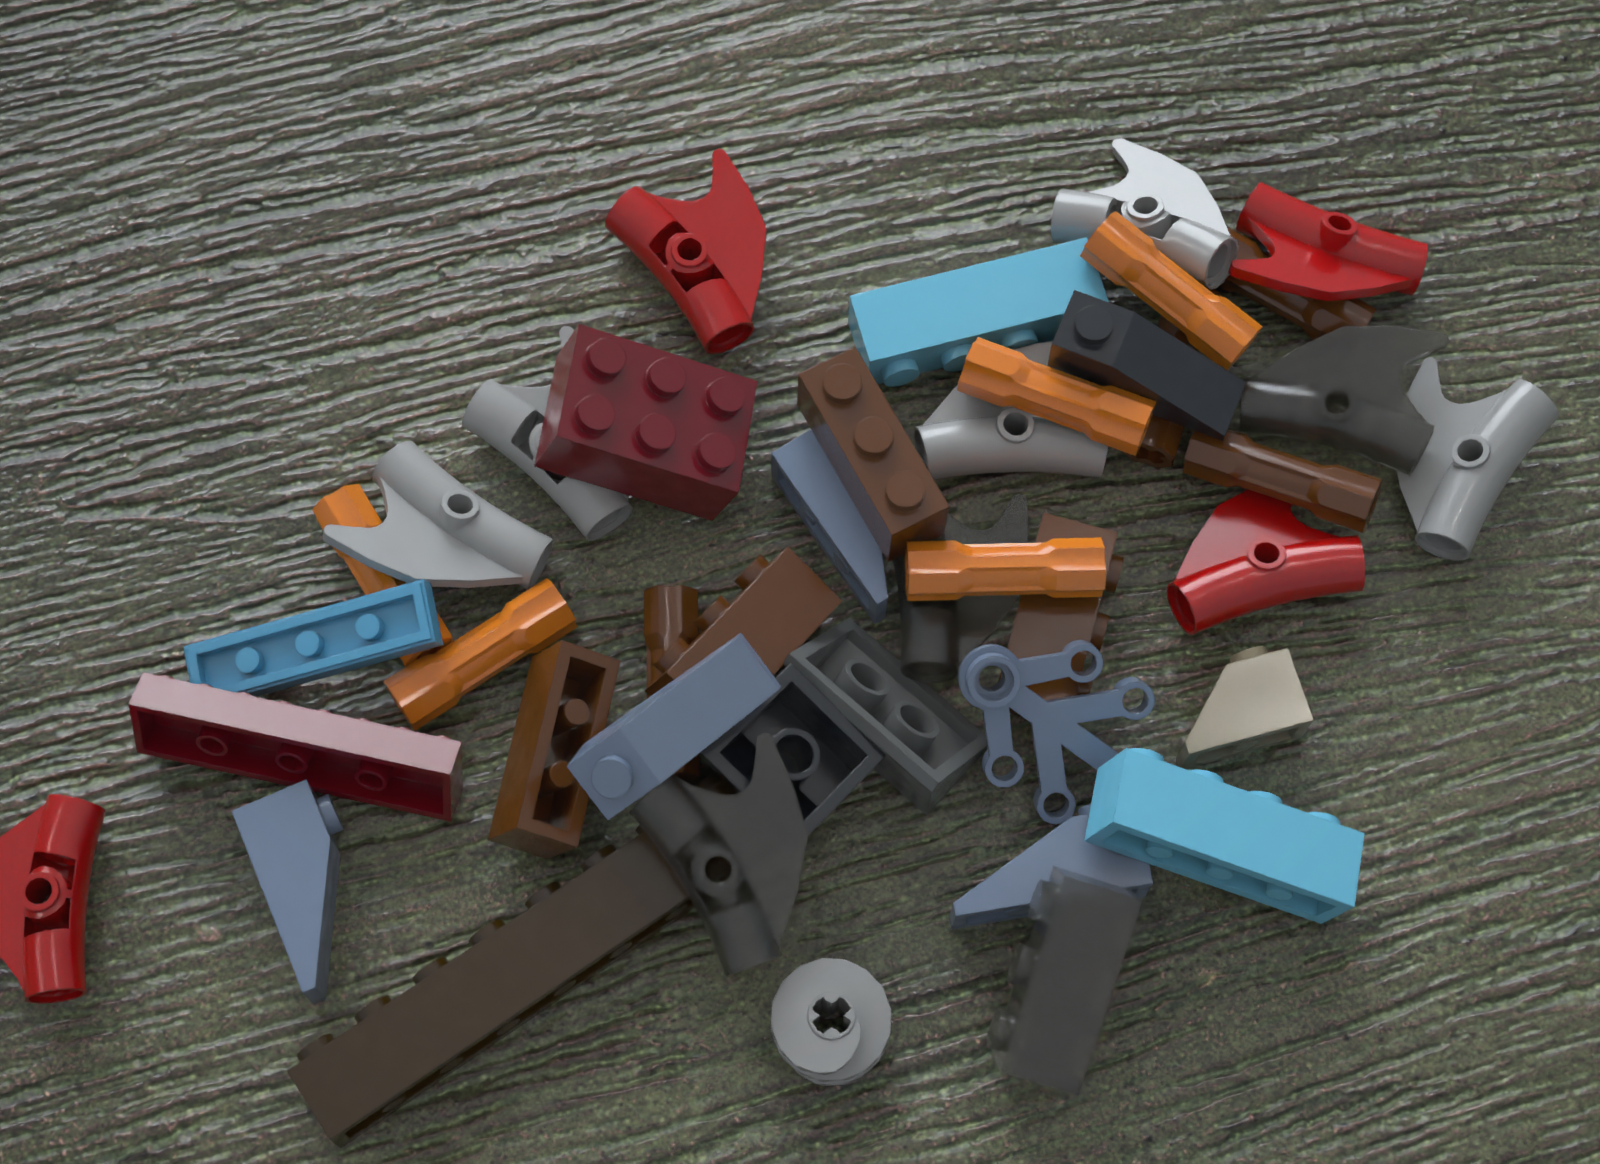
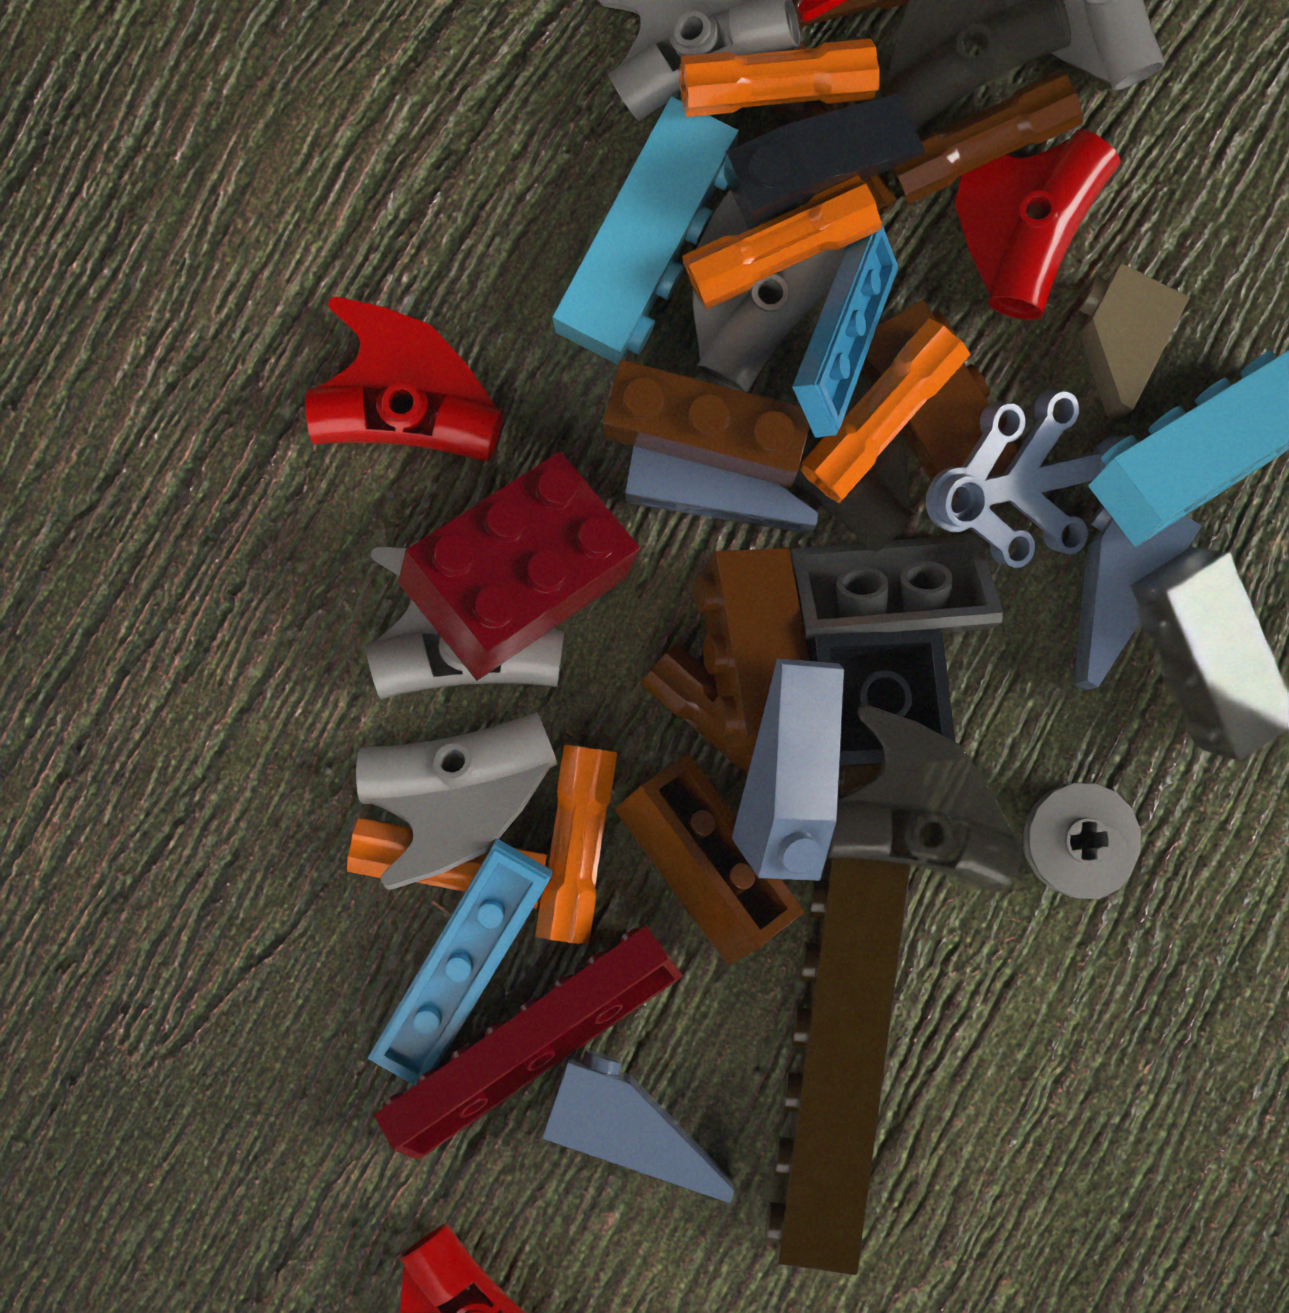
camera: 45 degrees left, 15 degrees up
(1035, 487) = (845, 333): none -> dark azure tile

